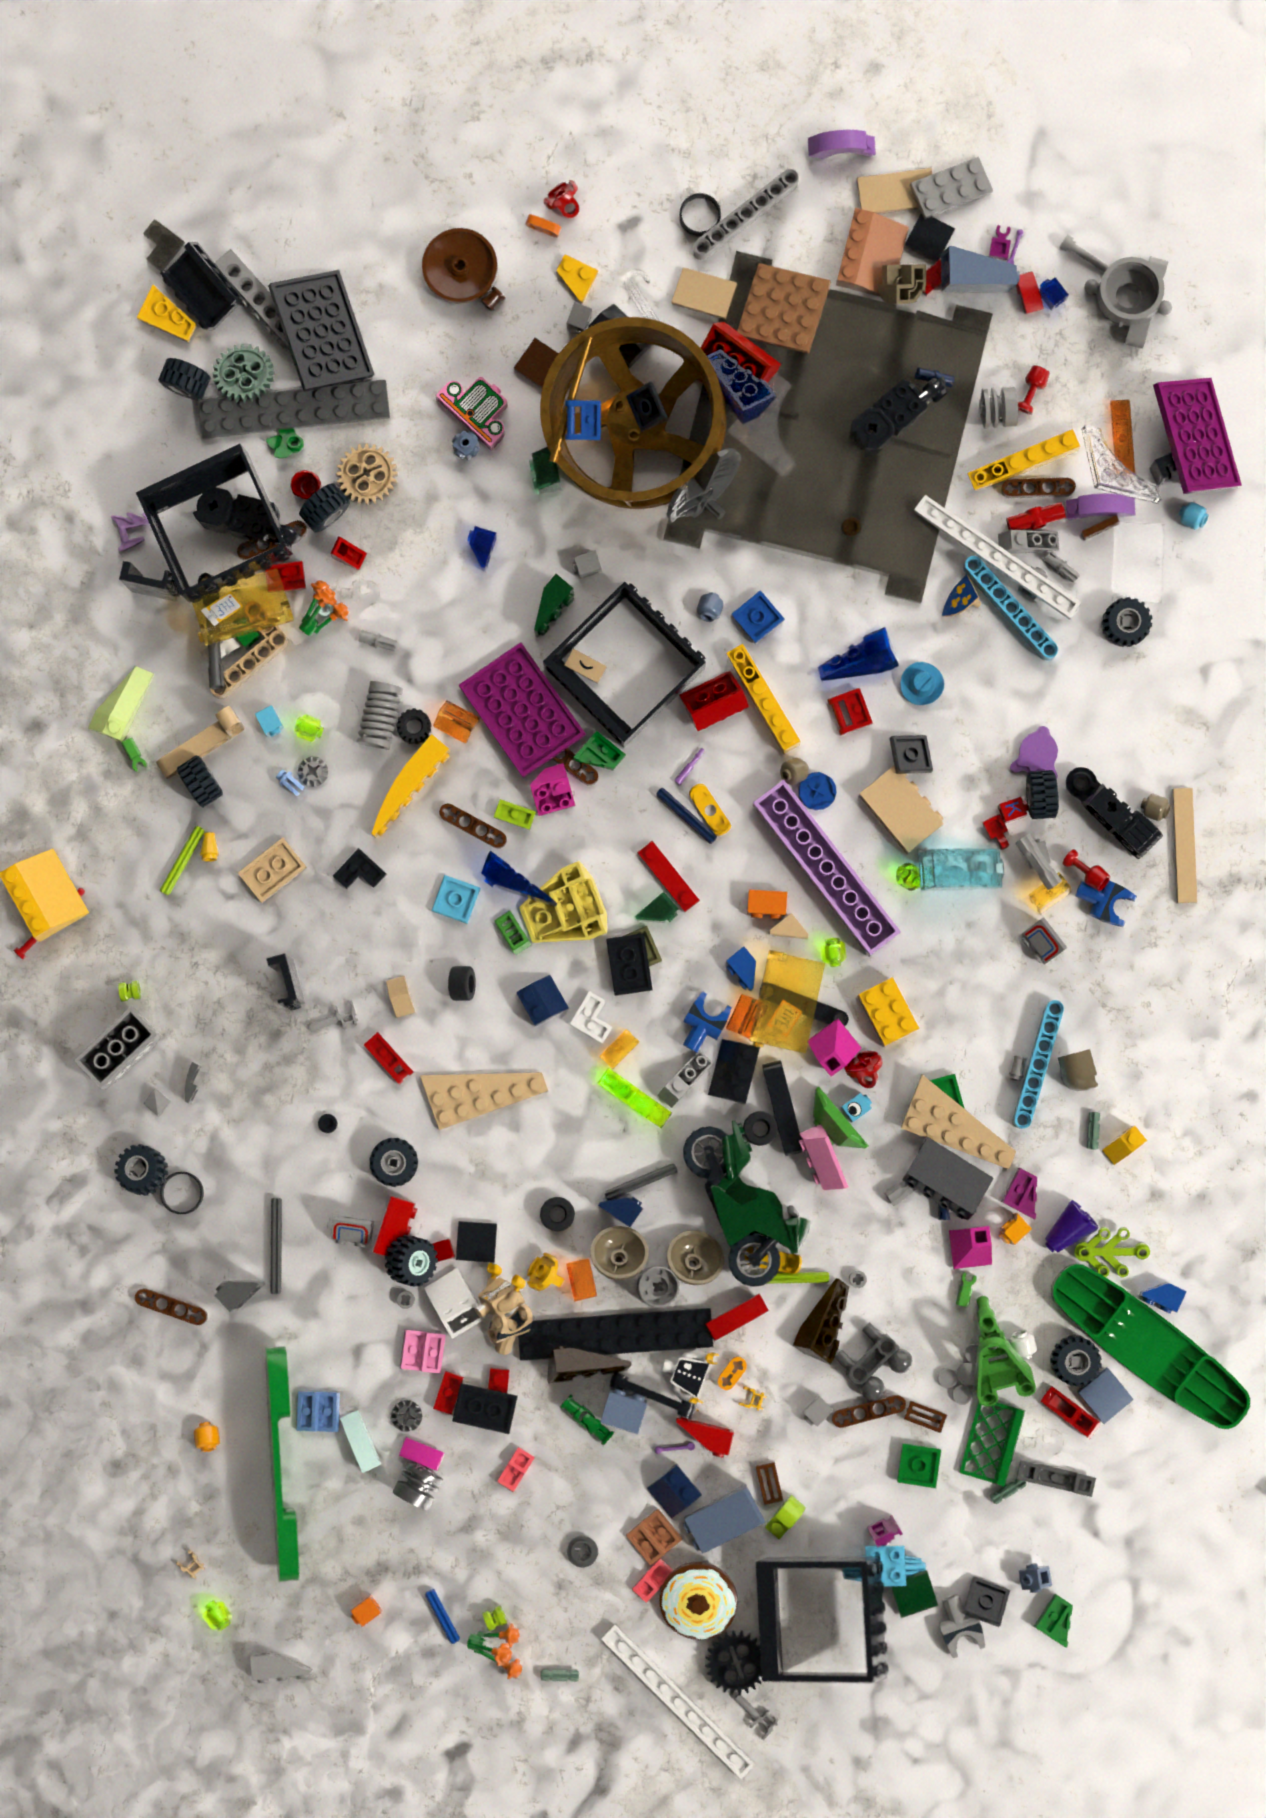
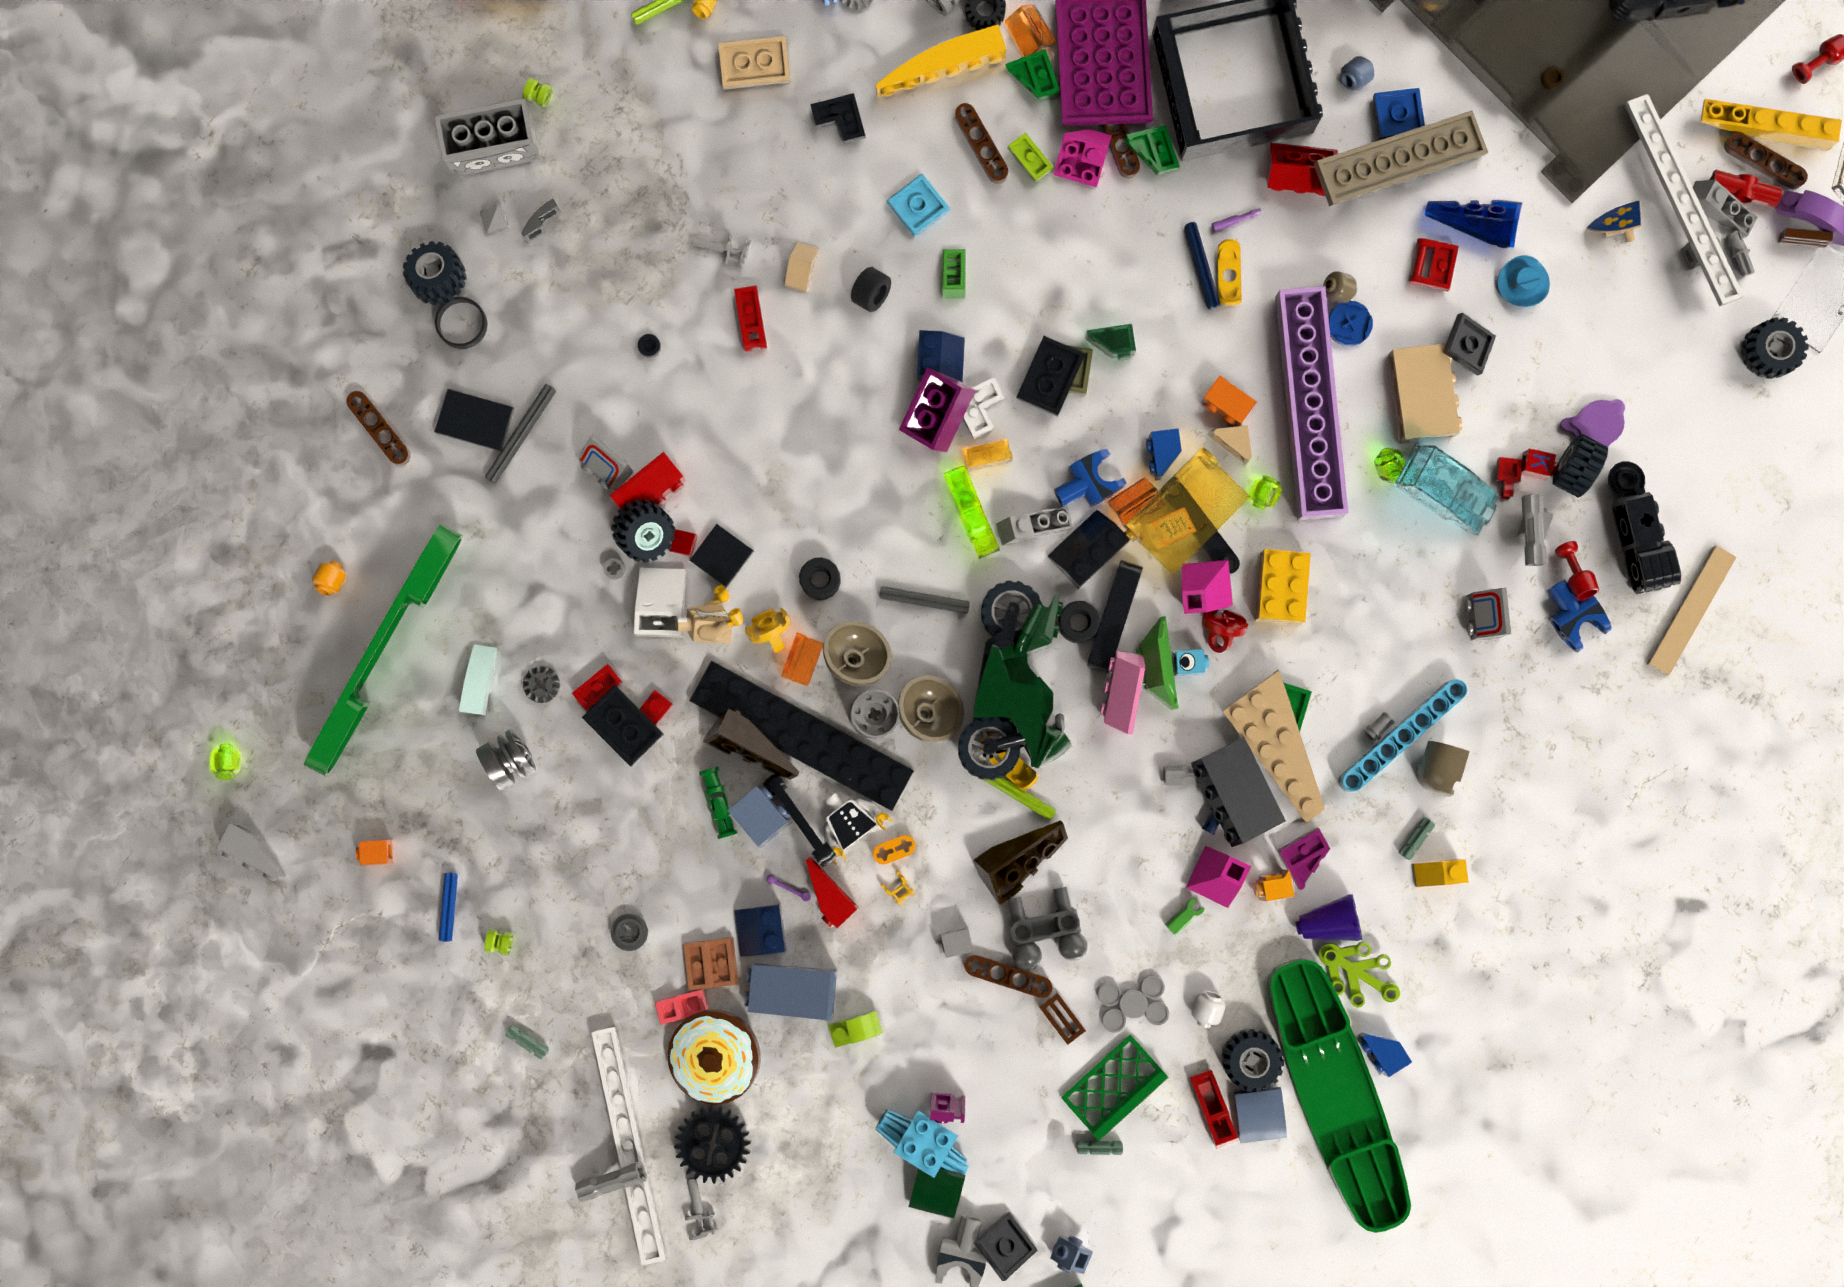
camera: 30 degrees right, 0 degrees up
(200, 1566) = (239, 694): tan piece -> none
(236, 1257) = (474, 420): none -> black tile
(236, 1293) = (448, 453): dark grey slope -> none
(287, 966) = (696, 189): black panel -> none
(318, 1411) = (456, 624): medium blue slope -> none
(393, 1162) = (689, 423): black wheel -> none
(421, 1454) = (531, 731): dark pink slope -> none
(422, 1351) = (598, 630): bright pink slope -> none
(471, 1095) = (807, 407): tan wing -> none
(480, 751) = (1035, 74): none -> green wing
(503, 876) = (980, 211): clear blue wedge -> none
(503, 1653) = (481, 982): orange plant -> none
(505, 1329) = (694, 659): tan connector -> none
(515, 1469) = (615, 807): coral slope -> none
(564, 1041) = (937, 410): none -> magenta slope
(577, 912) = (1023, 279): light yellow wedge -> none
(585, 666) = (1194, 55): tan tile -> none
(623, 1209) = (889, 614): dark blue slope -> none
(668, 876) = (1145, 314): red plate -> none
(689, 1726) = (612, 1181): none -> light grey axle
(736, 1317) = (934, 796): red slope -> none
(763, 699) = (1353, 212): yellow slope -> none
(765, 1467) = (868, 965): reddish brown tile -> none
(770, 1625) = (772, 1125): black door -> none
(779, 652) = (1400, 158): none -> dark tan plate
(853, 1275) = (1079, 829): light grey bush -> none
(919, 1465) = (1024, 1064): green plate -> none
(999, 407) = (1777, 52): light grey wheel -> none
(1001, 1372) = (1169, 1023): bright green connector -> none
(1012, 618) = (1657, 271): medium azure beam -> none
(1046, 899) = (1516, 574): clear yellow hinge -> none
(1056, 1478) = (1157, 1166): dark grey slope -> none
(1155, 807) = (1689, 552): dark tan head -> none

